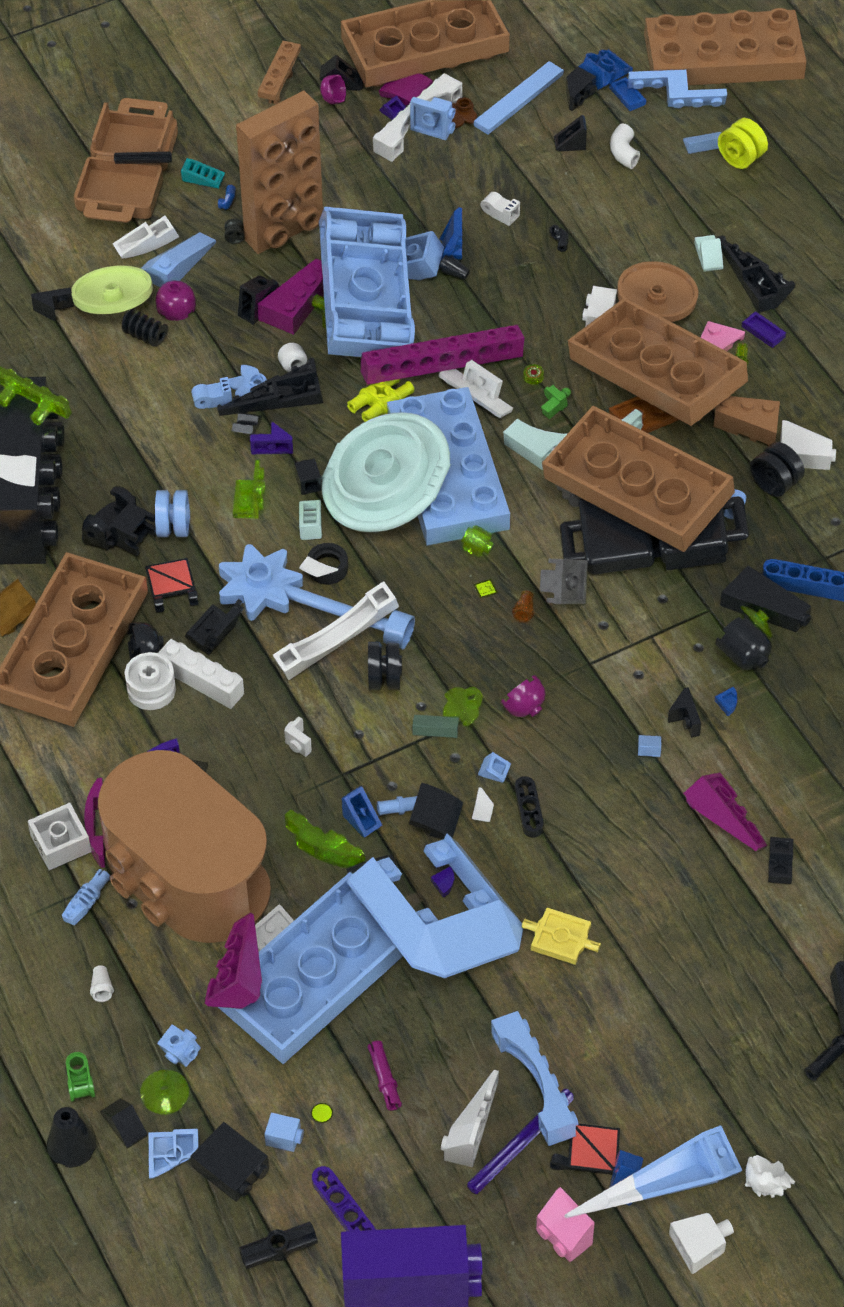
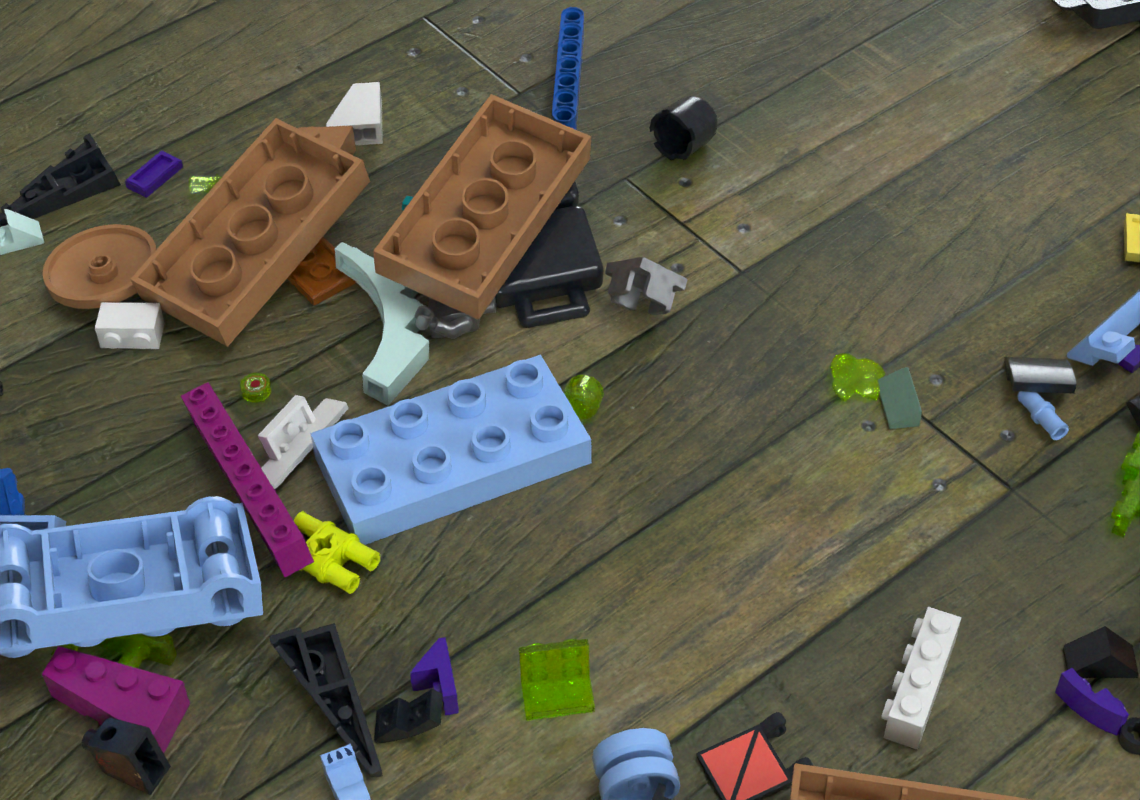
camera: 100 degrees left, 5 degrees down
(143, 639) = (905, 756): black cylinder -> none
(150, 681) = (964, 739): white wheel -> none
(213, 627) = (833, 678): black plate -> none
(249, 378) = (307, 745): light blue plate -> none
(266, 582) = (737, 620): light blue piece -> none
(291, 355) = (255, 682): white head -> none
(296, 739) = (981, 546): white bracket -> none
(308, 476) = (503, 615): black brick -> none
(310, 521) = (576, 592): light aqua slope -> none
(316, 568) = (688, 561): white sticker -> none
(330, 550) = (668, 581): black tyre -> none
(360, 812) = (1073, 452): blue slope -> none
(370, 609) = (855, 555): white arch -> none
(384, 665) = (842, 450): black wheel -> none
(385, 472) = (497, 499): light aqua piece -> none
(453, 267) = (46, 501): black cone -> none
(483, 807) = (1001, 340): white sticker -> none
(485, 588) = (651, 388): clear neon green sticker -> none
(494, 767) = (940, 337): light blue slope -> none
(523, 609) = (678, 336): clear orange cone -> none
(525, 815) = (966, 300): black beam -> none
(526, 698) = (831, 309): magenta cylinder -> none
(556, 402) = (310, 350): bright green piece -> none
(649, 745) = (850, 200): light blue slope -> none
(685, 710) = (794, 171): black slope -> none
(716, 801) = (918, 132): magenta wedge -> none
(722, 335) = (169, 210): bright pink wing -> none
(727, 700) = (759, 148): blue tile -> none
(759, 618) = (644, 118): clear neon green dish -> none
(760, 592) = (609, 123): black slope -> none
(777, 469) = (409, 122): black wheel -> none
(780, 860) = (953, 86): black slope -> none

